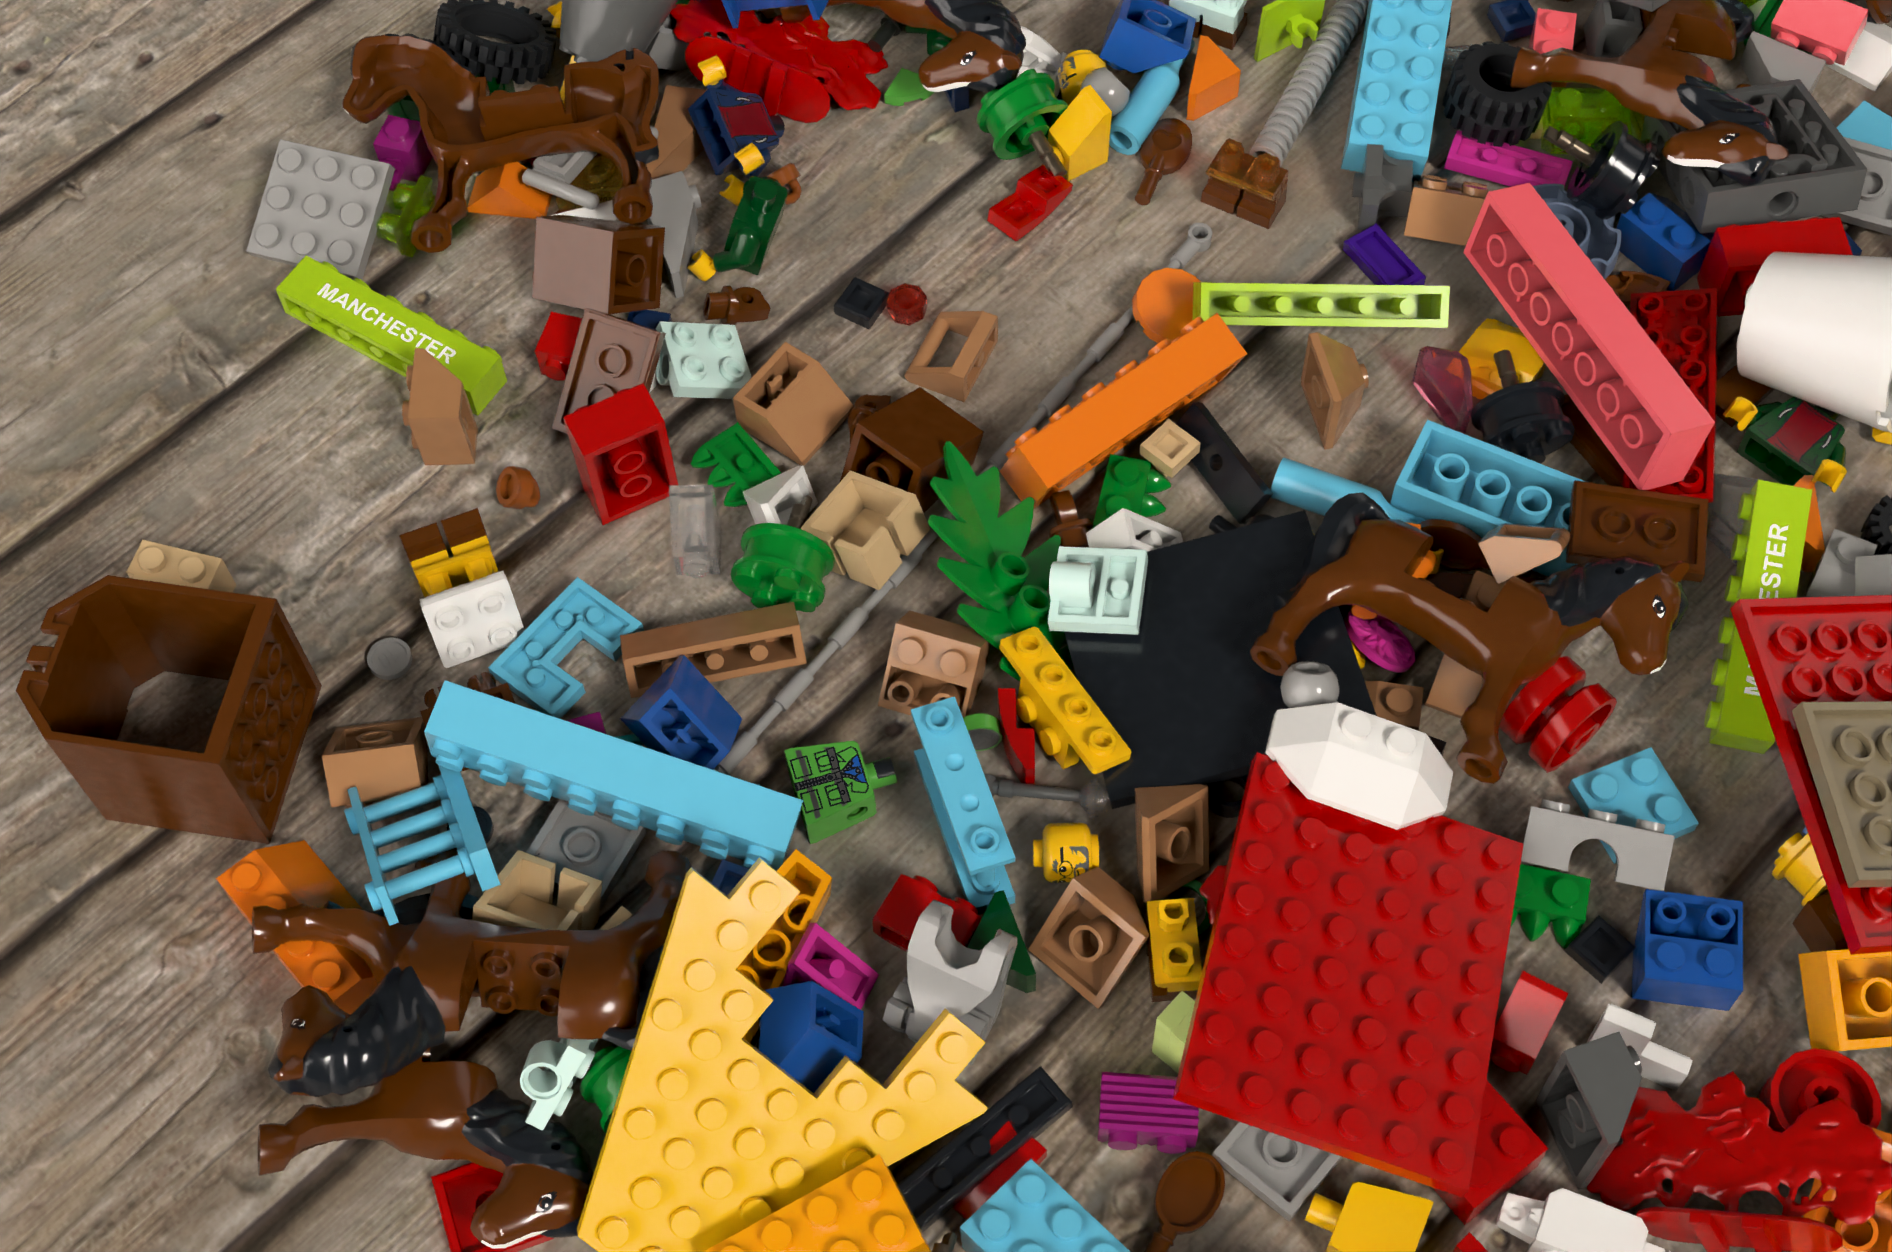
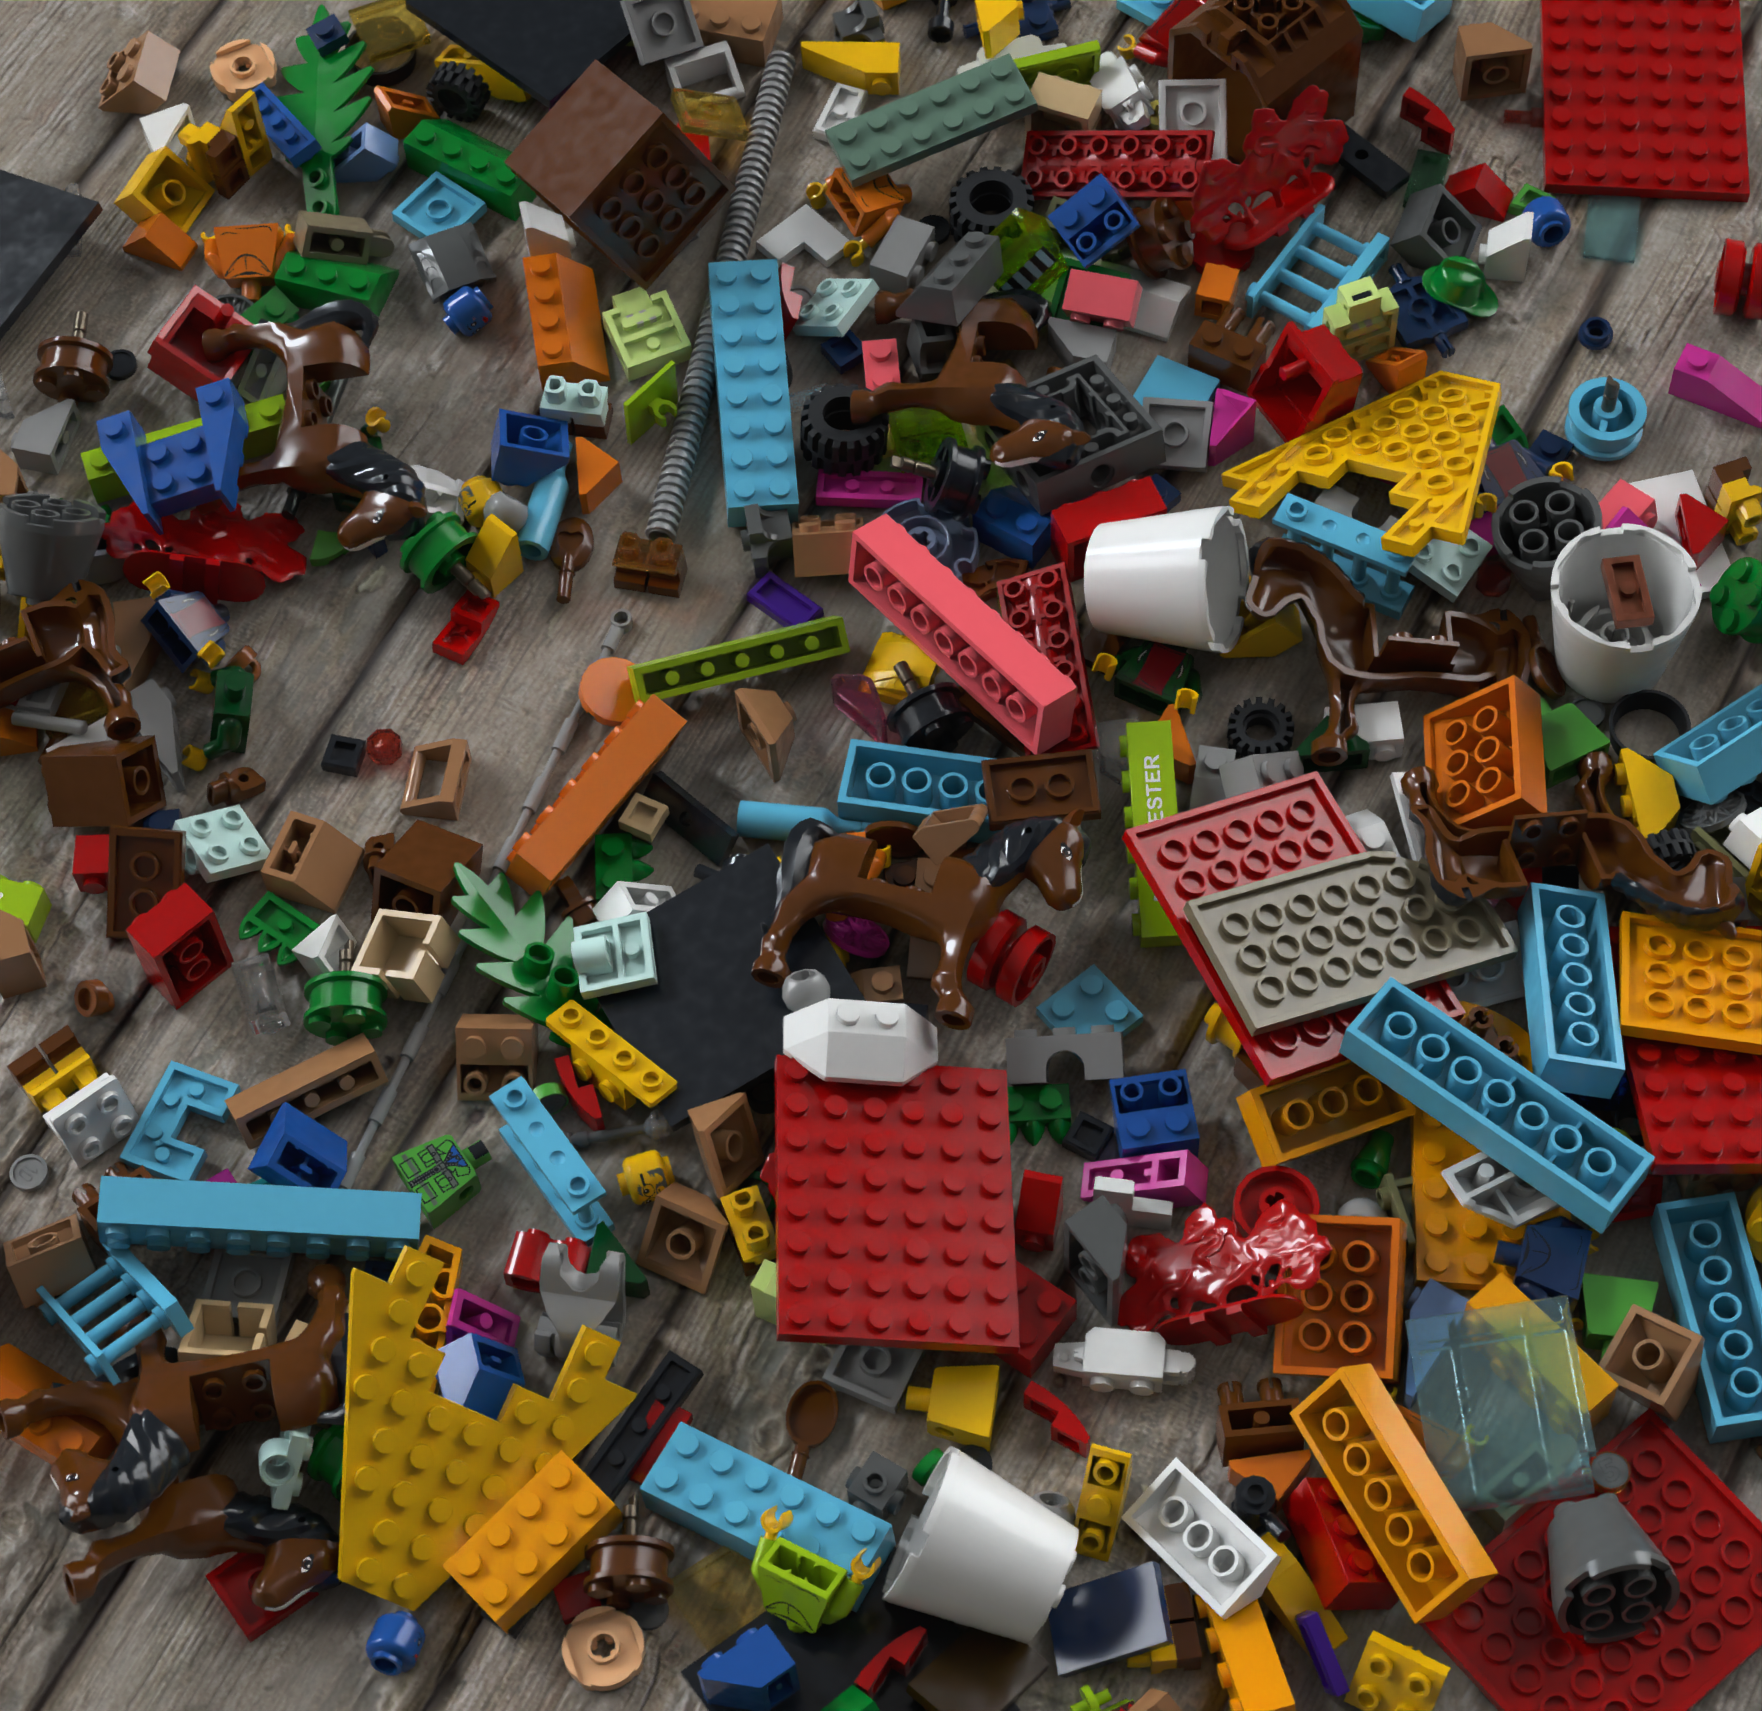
camera: 15 degrees left, 0 degrees up
(1142, 1112) = (761, 1363): magenta brick -> none
(1684, 1023) = (1158, 1176): none -> dark pink slope

